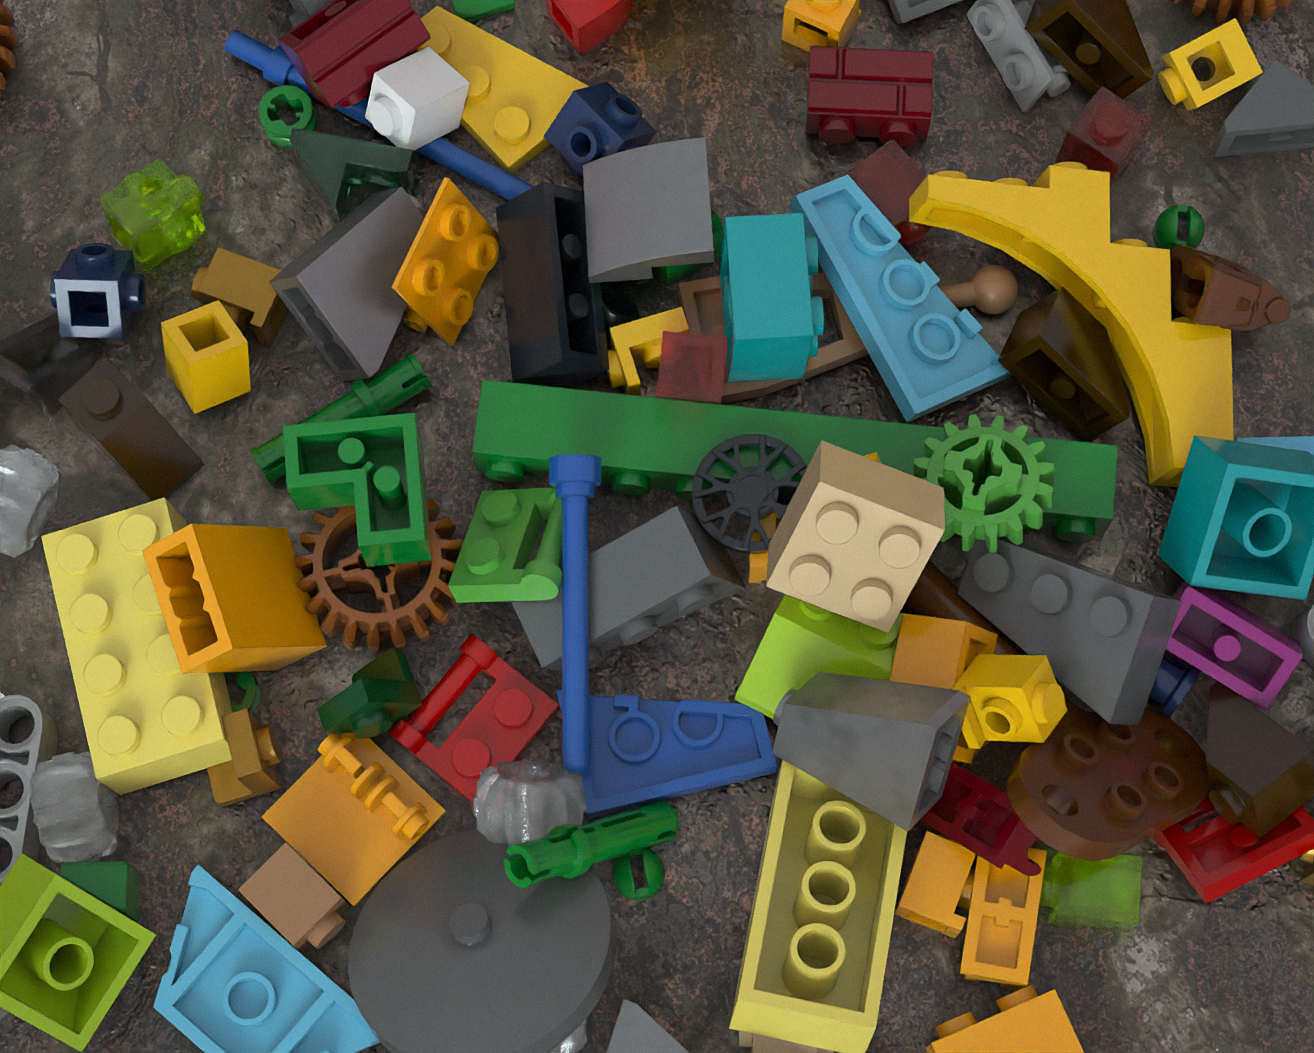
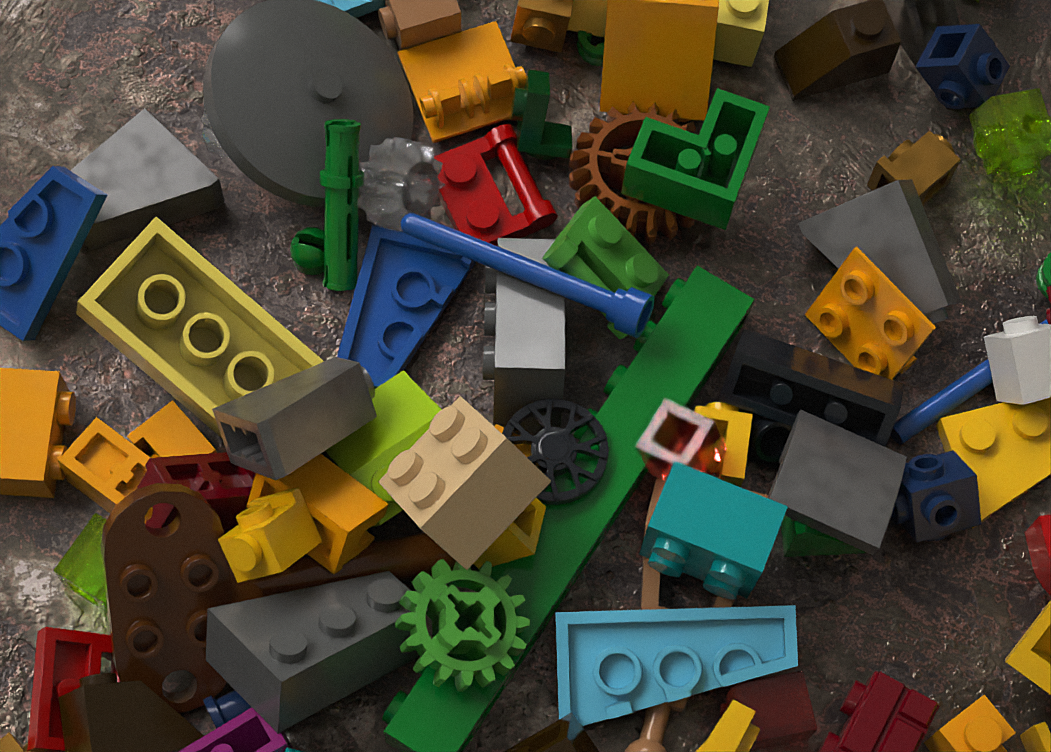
camera: 110 degrees right, 5 degrees down
(206, 356) = (872, 117): yellow brick -> none
(340, 163) = (991, 284): clear green slope -> none
(365, 400) = (780, 204): green pin -> none

